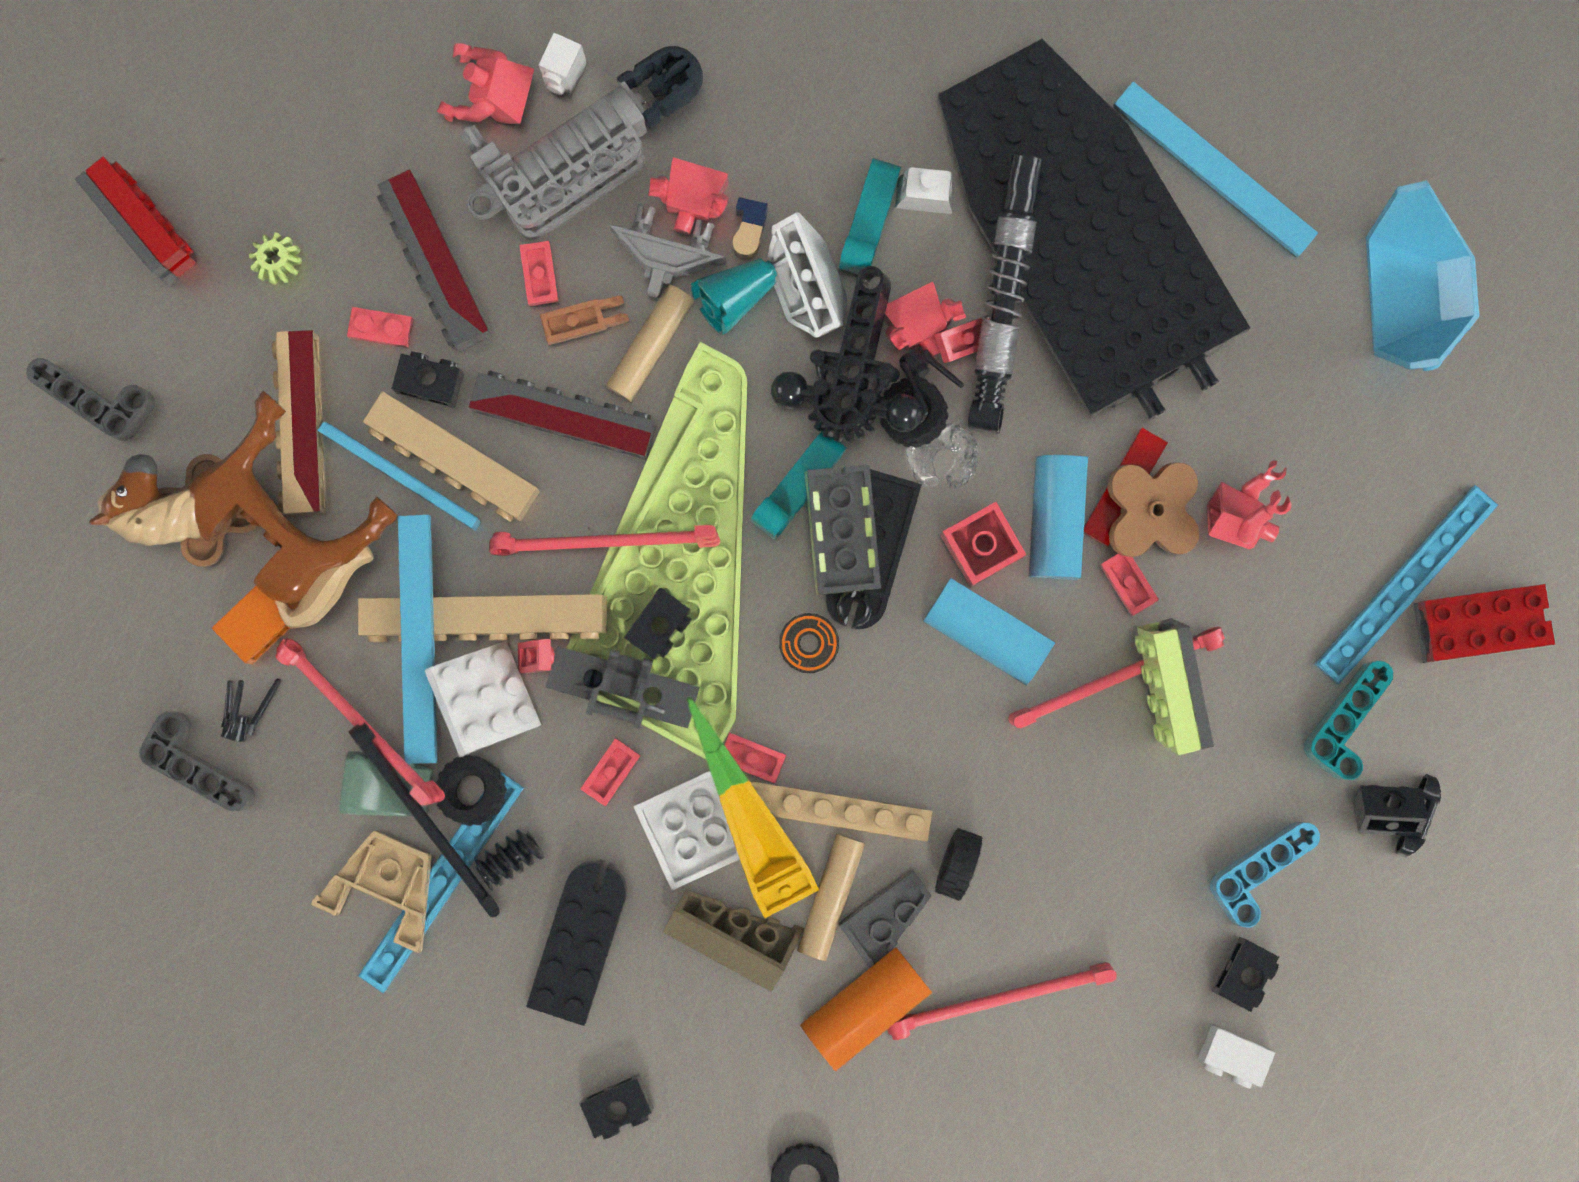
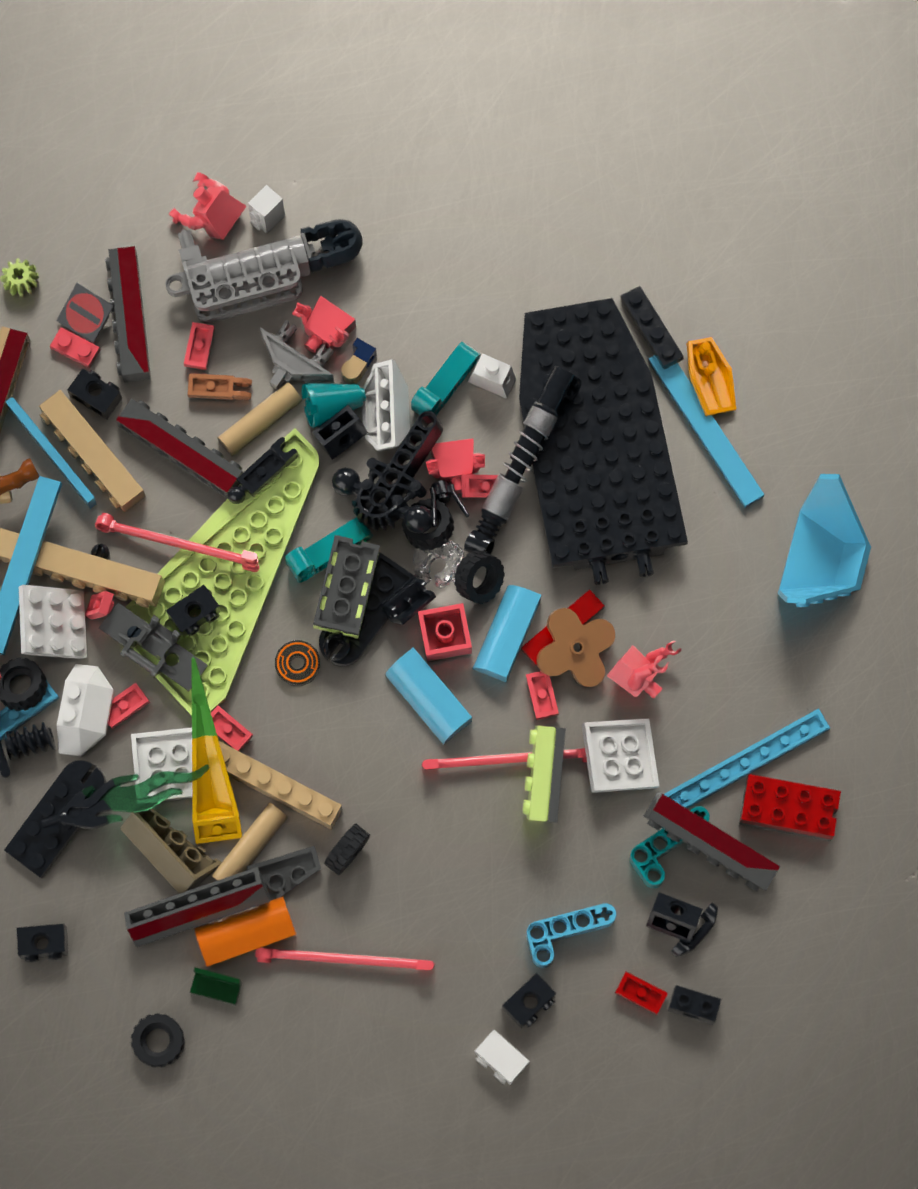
camera: 25 degrees right, 10 degrees down
(377, 278) = (85, 313): none -> piece
(516, 584) = (105, 553): none -> black hinge
(562, 794) = (83, 710): none -> white wedge
(642, 900) = (110, 797): none -> clear green piece
(679, 414) = (262, 471): none -> black plate
(760, 328) = (340, 432): none -> black brick
(796, 1001) = (196, 907): none -> dark grey brick
(852, 1087) = (215, 986): none -> dark green panel
(922, 520) = (407, 600): none -> black hinge
(989, 455) = (466, 571): none -> black tyre
(1105, 61) = (652, 327): none -> black plate
(1201, 101) = (711, 376): none -> light orange piece
(1254, 629) = (620, 755): none -> white plate
(1378, 917) = (641, 993): none -> red plate
(1407, 702) = (711, 841): none -> brick
(1450, 911) = (694, 1004): none -> black brick

